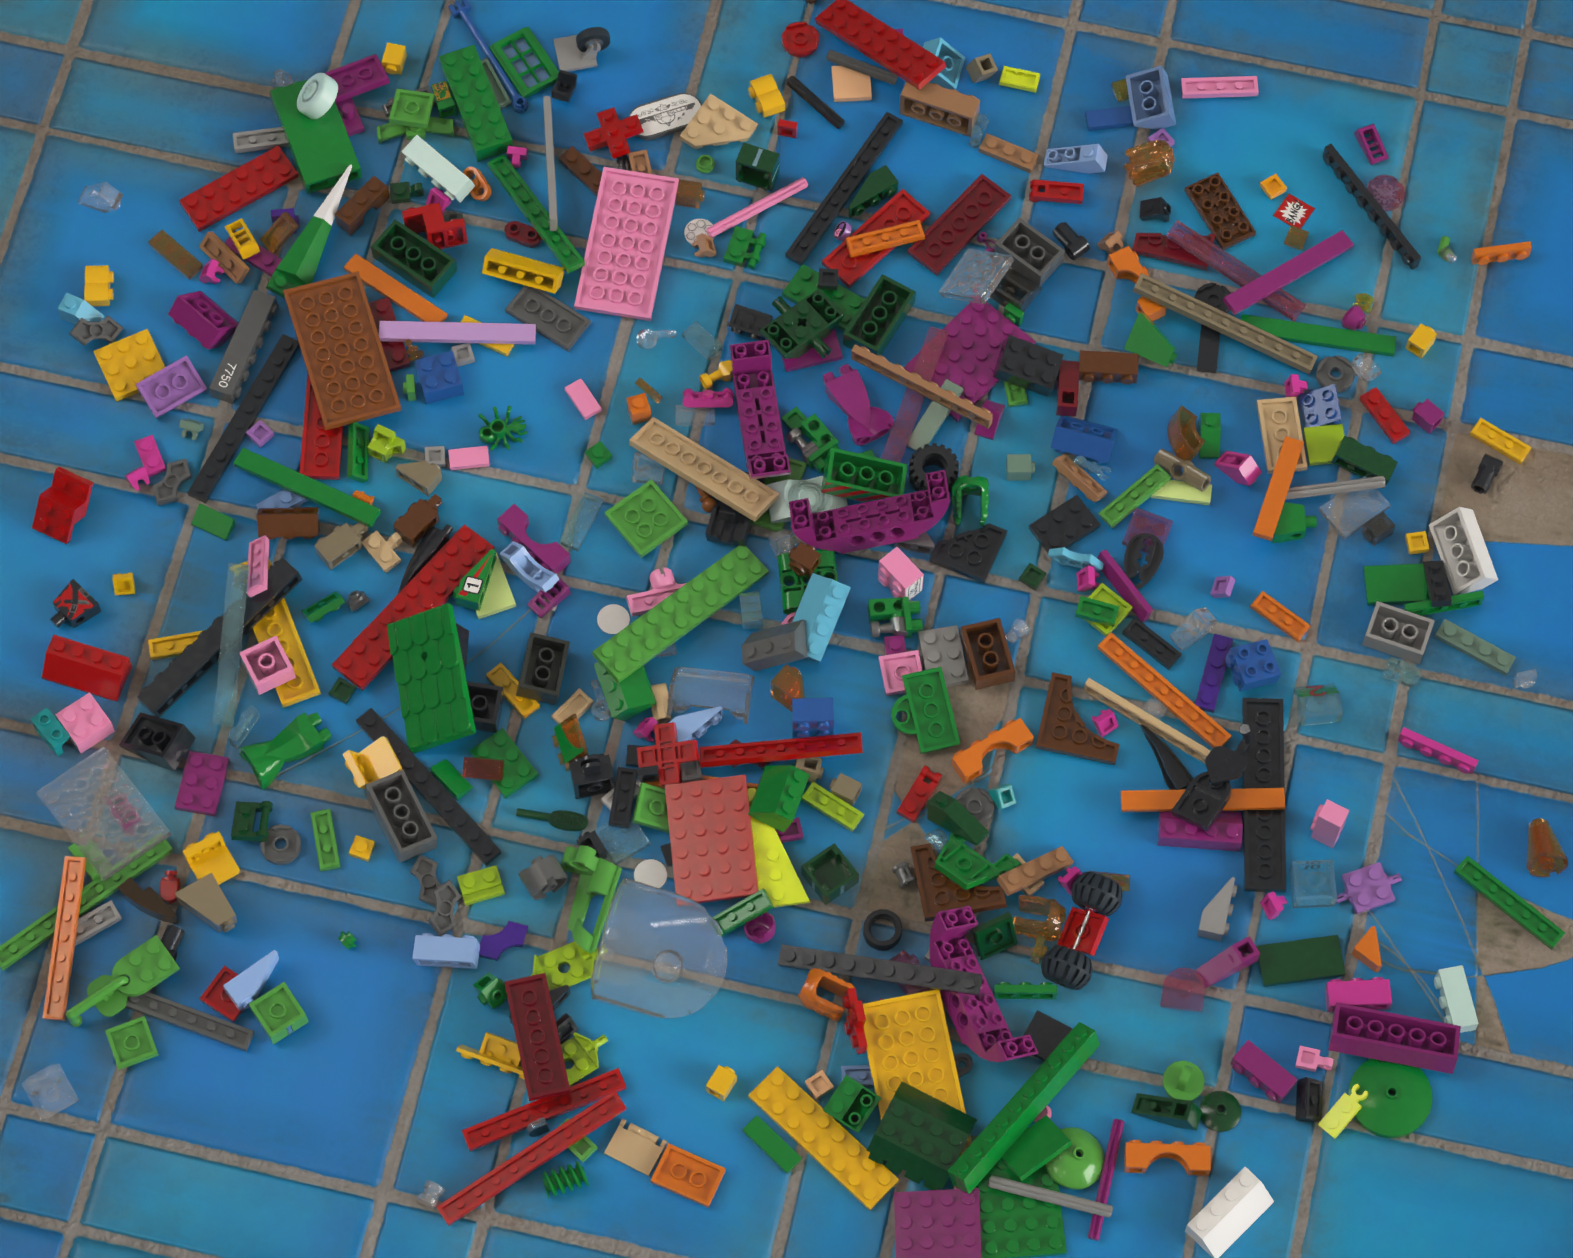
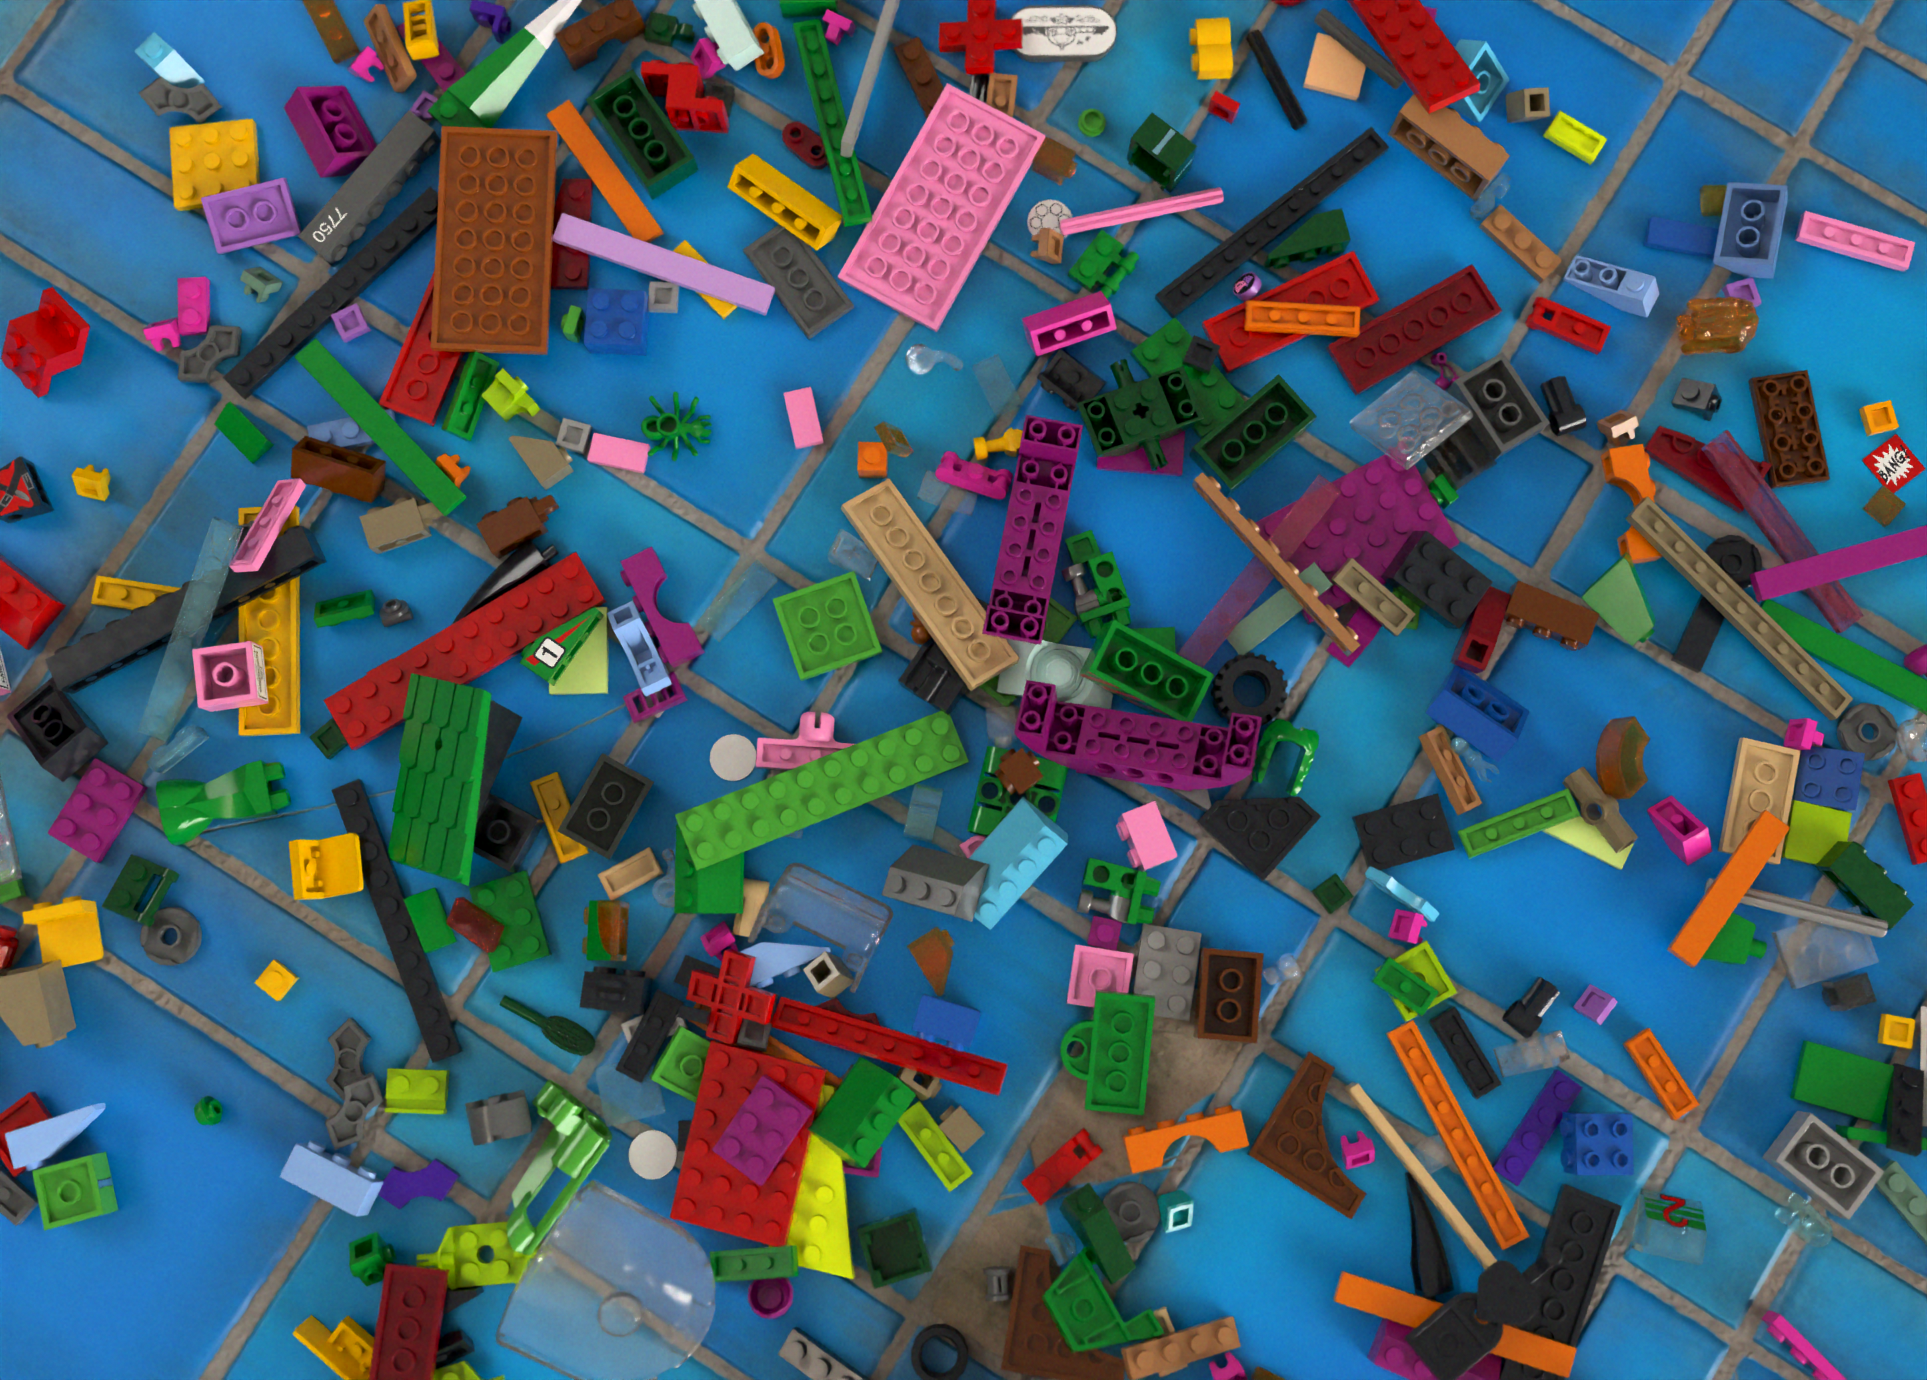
camera: 20 degrees right, 15 degrees up
(97, 285) = (207, 34): yellow brick -> none
(260, 285) = (422, 105): none -> medium lavender tile
(279, 232) = (474, 36): clear orange tile -> none
(325, 840) = (232, 950): bright green tile -> none
(382, 550) = (455, 550): tan plate -> none
(401, 816) = (339, 956): dark grey brick -> none
(413, 350) = (595, 270): clear orange hair -> none
(592, 838) = (589, 1092): black bracket -> none
(598, 454) = (796, 507): green plate -> none
(717, 125) = (1128, 70): tan plate -> none
(719, 822) = (762, 1129): none -> magenta plate
(726, 723) = (828, 975): none -> dark tan brick
(735, 287) = (1069, 323): none -> dark pink brick
(850, 395) = (1172, 541): magenta hips -> none
(991, 388) = (1373, 596): none -> dark tan plate
(1019, 467) = (1371, 725): sand green brick -> none
(1124, 586) = (1456, 957): magenta tile -> none
(1147, 523) = (1517, 884): clear pink plate -> none
(1154, 560) = (1511, 934): black piece -> none
(1182, 604) = (1526, 1013): none -> black piece
(1210, 432) = (1660, 765): green slope -> none

